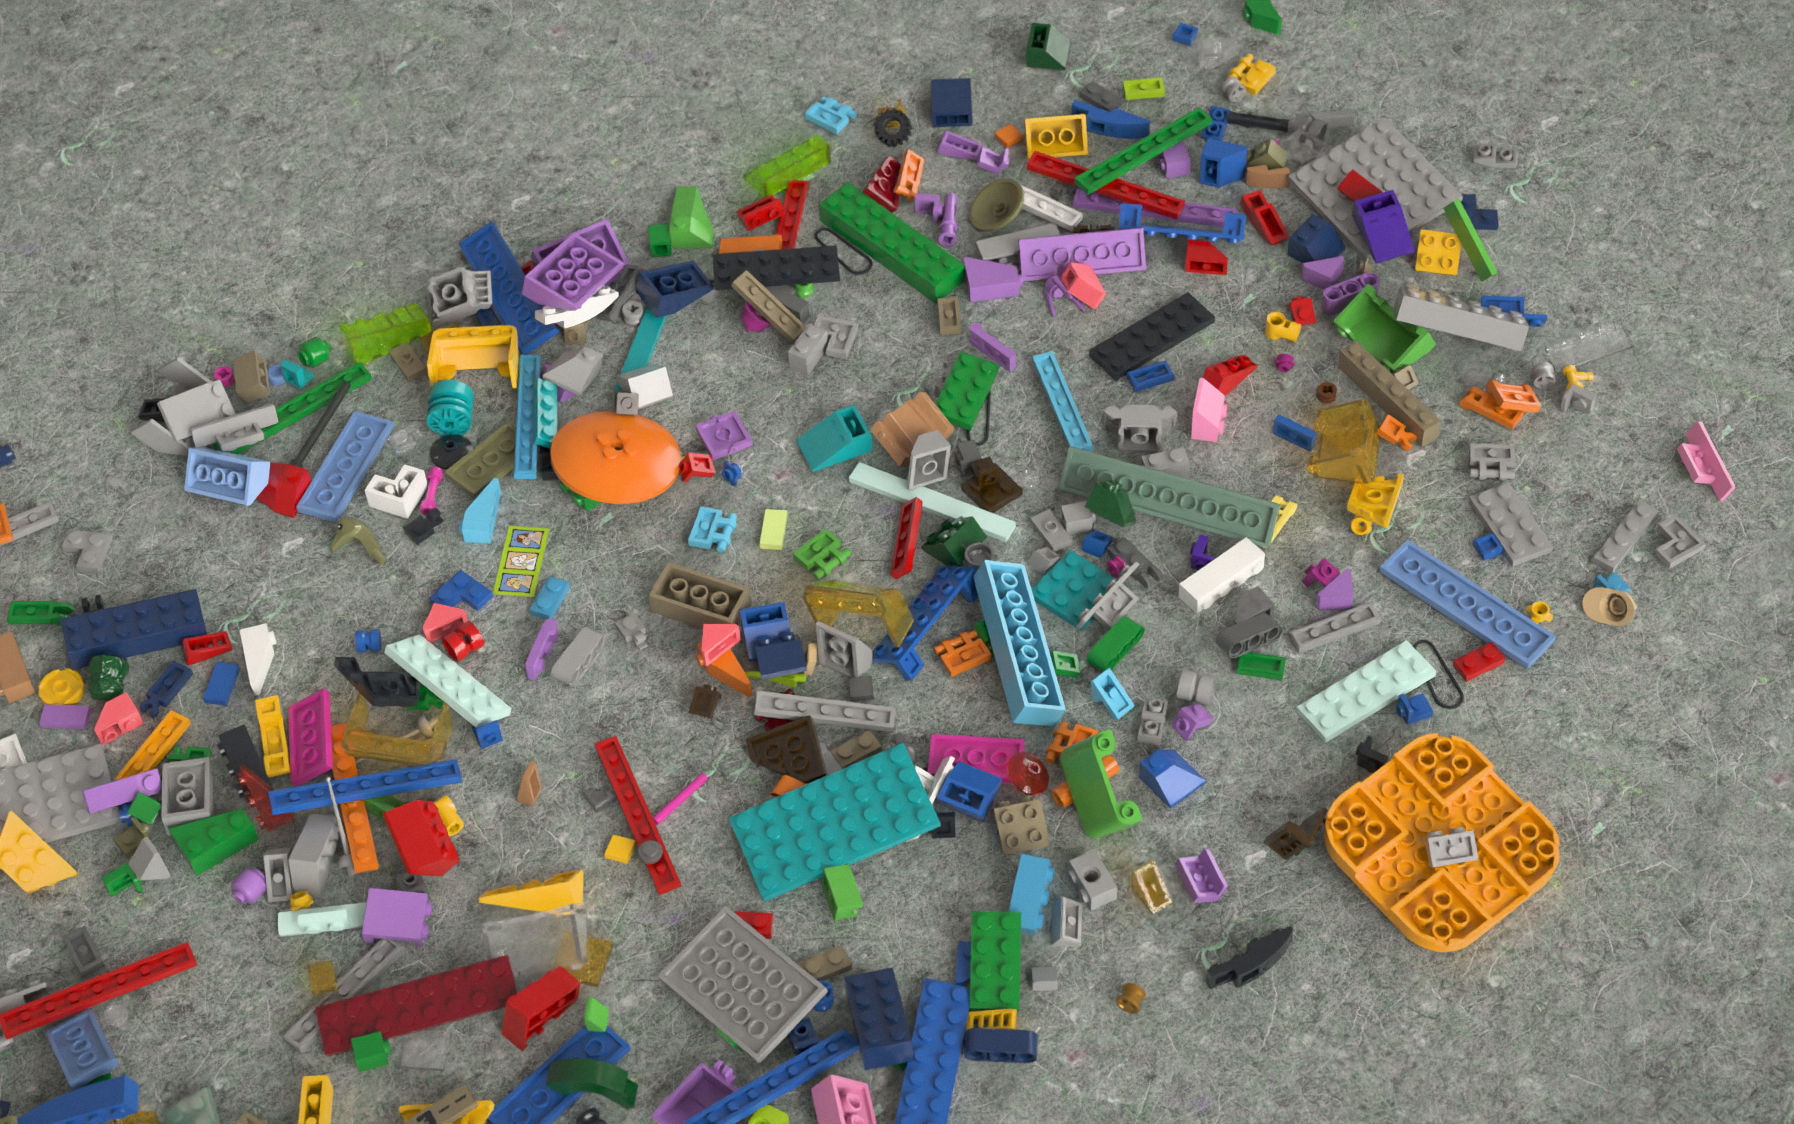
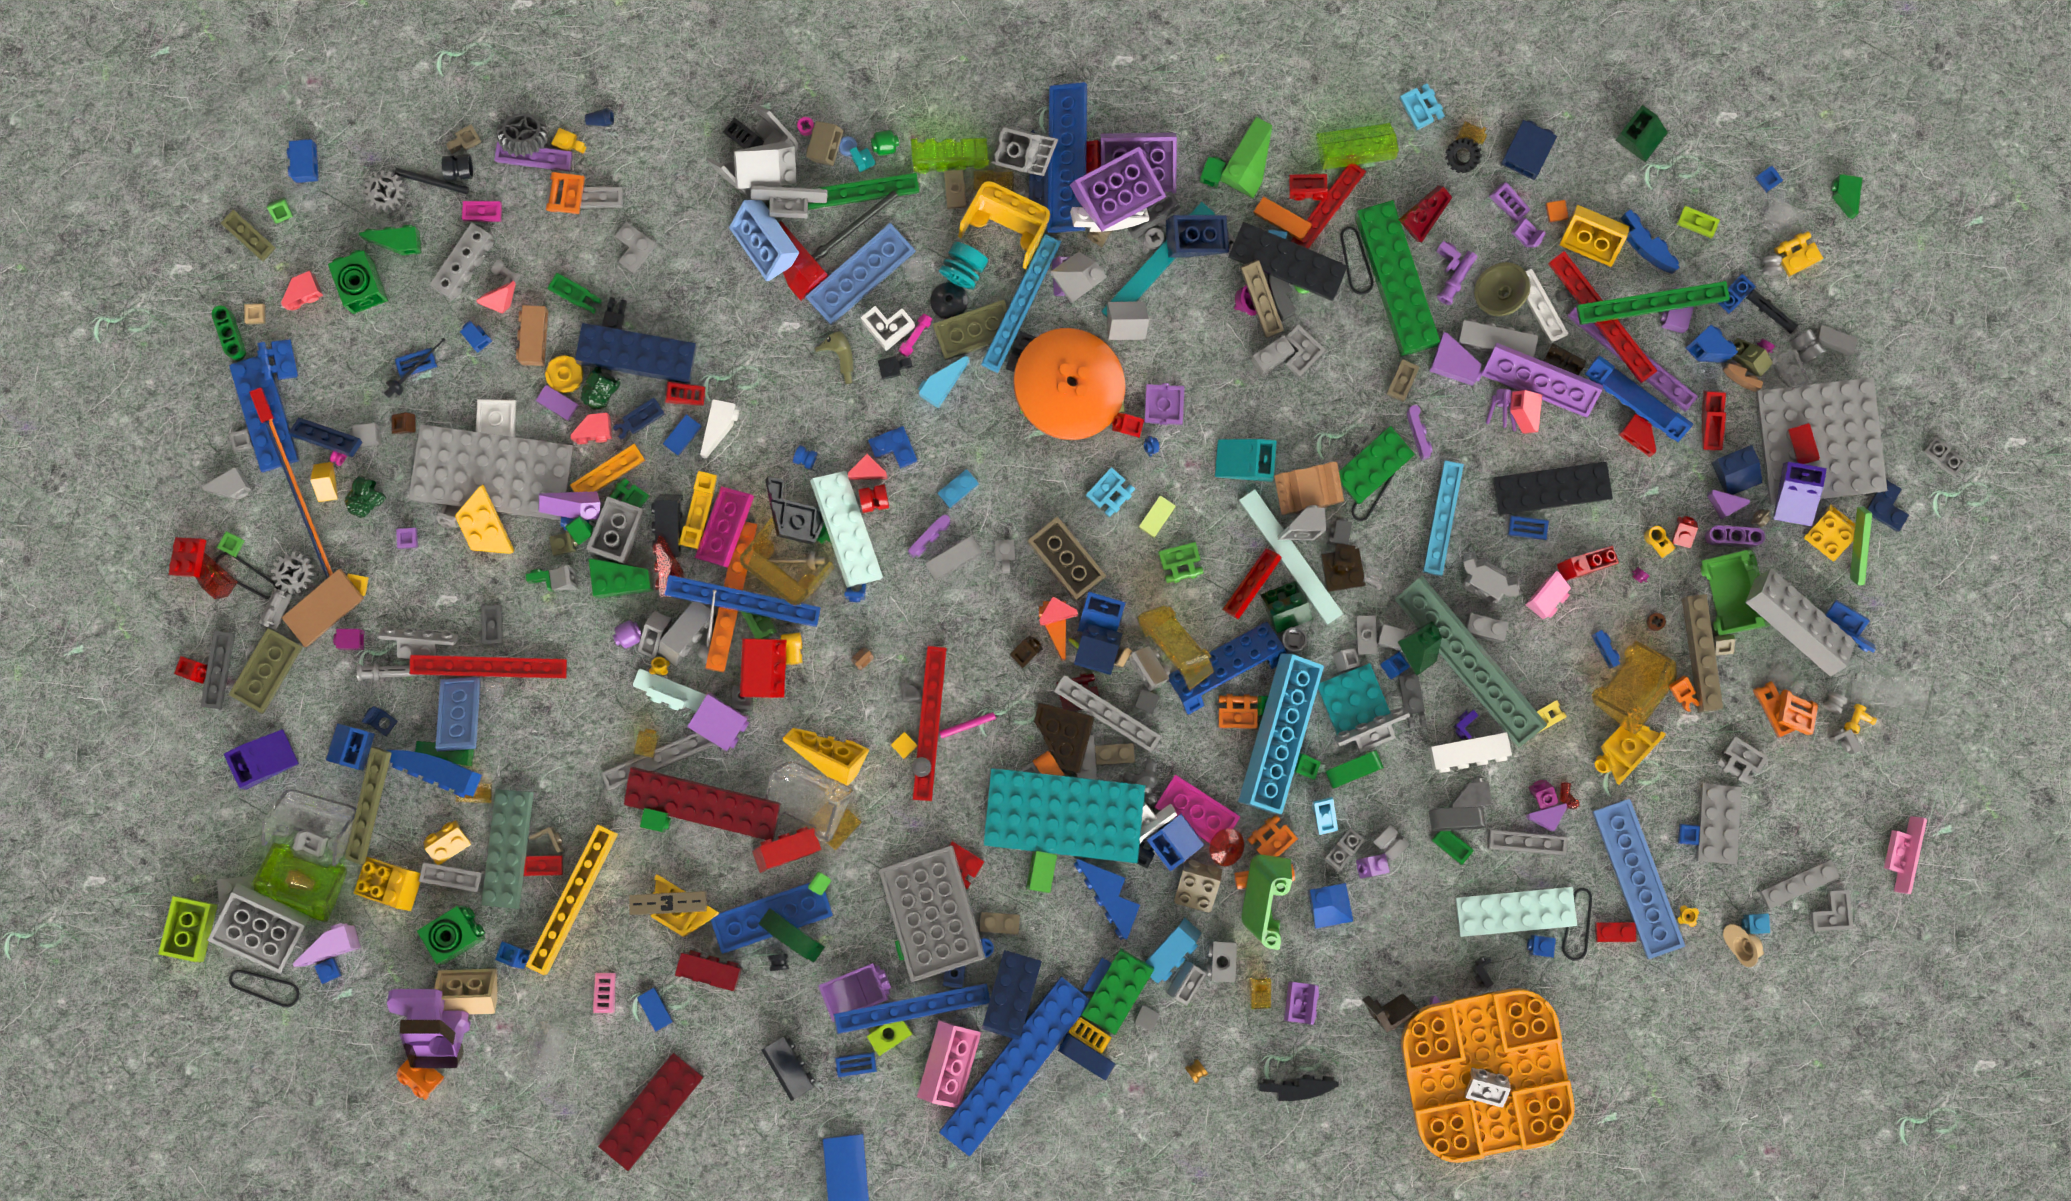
camera: 25 degrees right, 30 degrees up
(521, 561) = (953, 439): sticker -> none
(545, 412) = (1035, 309): teal plate -> none
(626, 402) = (1101, 334): bracket -> none
(909, 175) = (1450, 213): orange plate -> none
(922, 873) = (1108, 887): none -> blue slope
(1100, 97) = (1656, 210): dark grey plate -> none
(1115, 566) = (1396, 699): dark pink bush -> none
(1338, 563) = (1566, 797): none -> clear red arm

